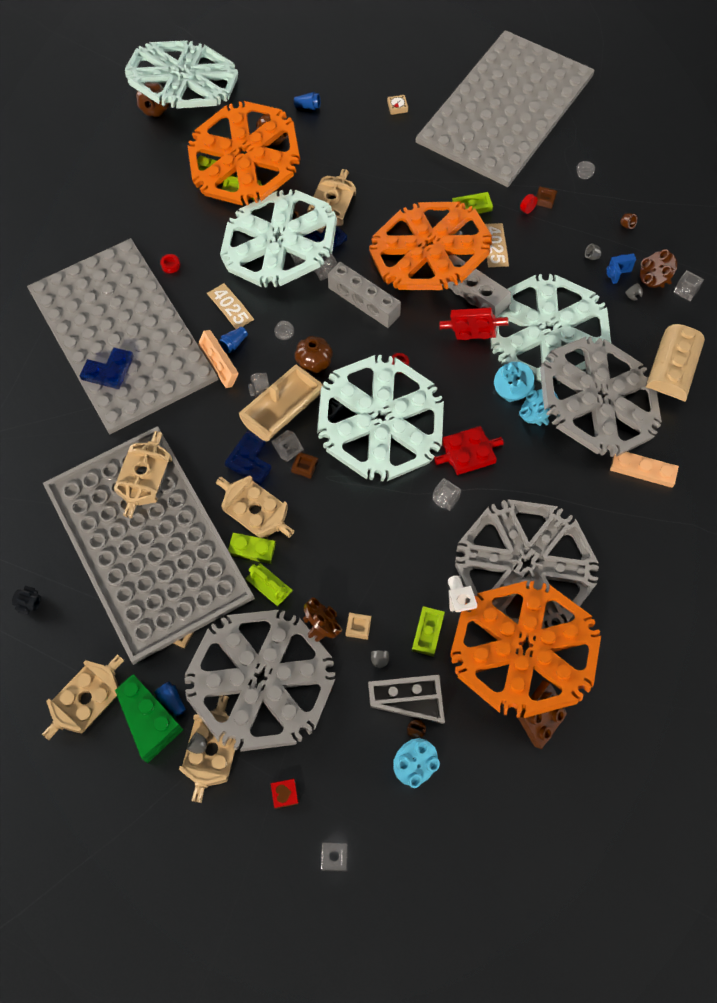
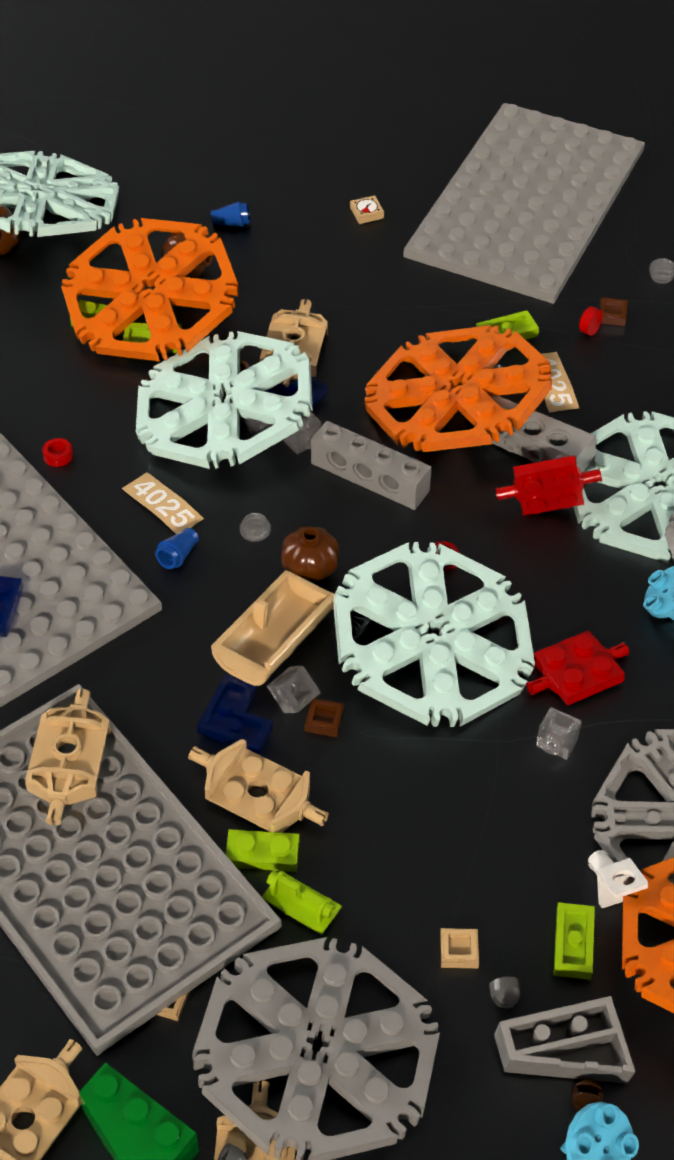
camera: 10 degrees left, 15 degrees down
(170, 699) = (170, 1095): blue cone -> none
(218, 359) = (159, 577): light nougat plate -> none
(259, 384) = (231, 606): clear plate -> none
(321, 619) = (398, 943): reddish brown plate -> none
(518, 388) = (634, 571): medium azure plate -> none

